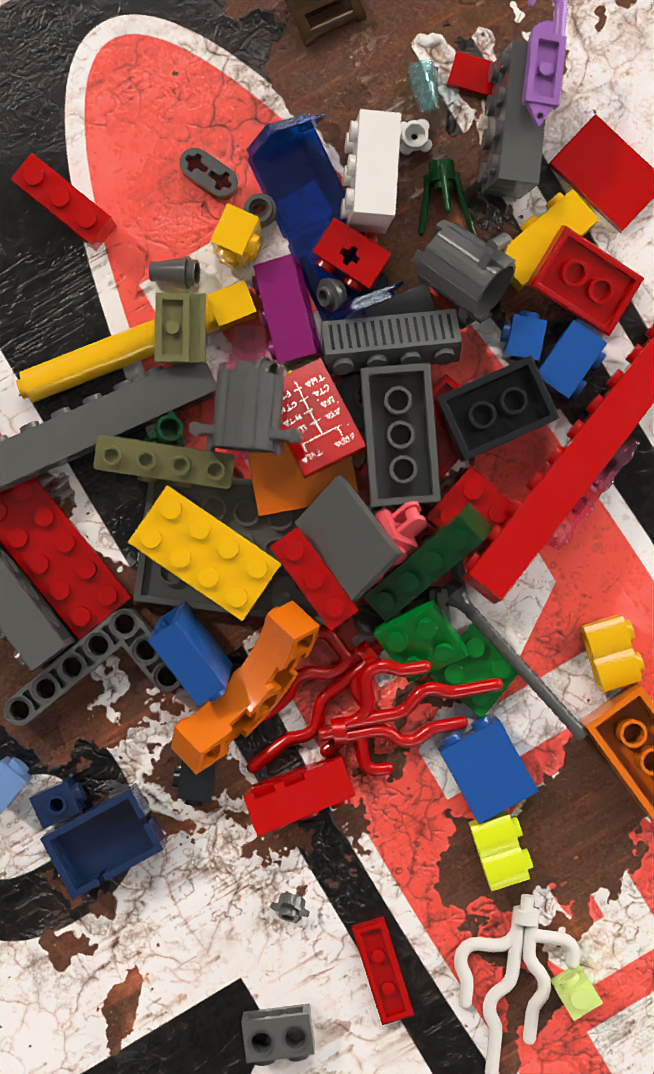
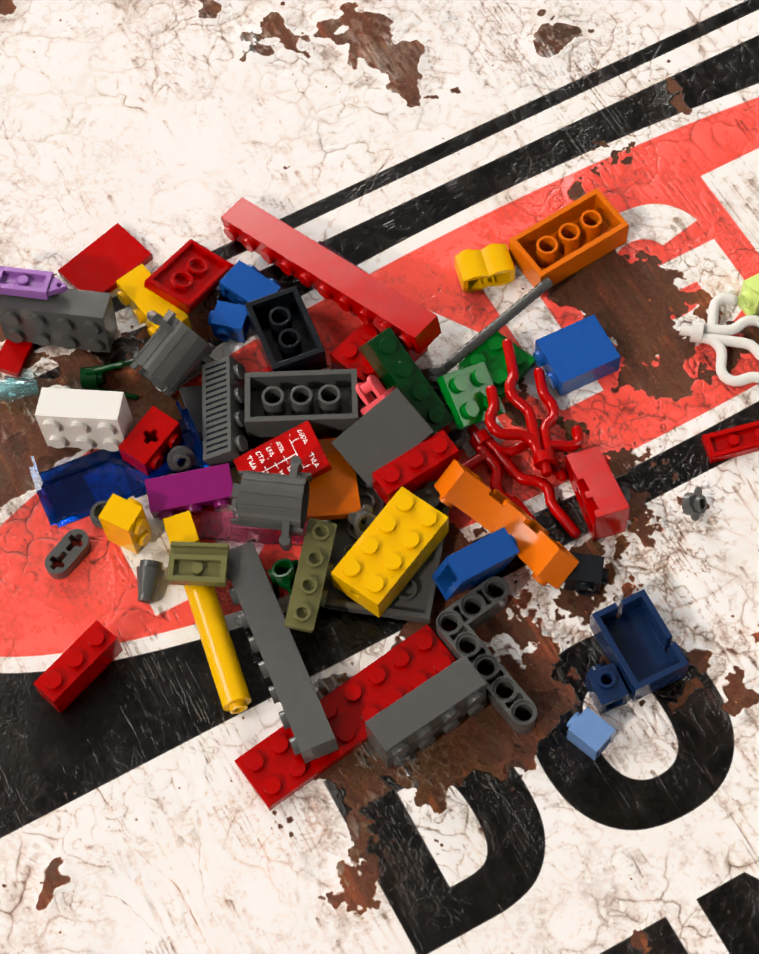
camera: 85 degrees left, 25 degrees down
(246, 519) = (355, 519): none -> dark grey plate
(500, 850) = (644, 347): neon yellow brick -> none

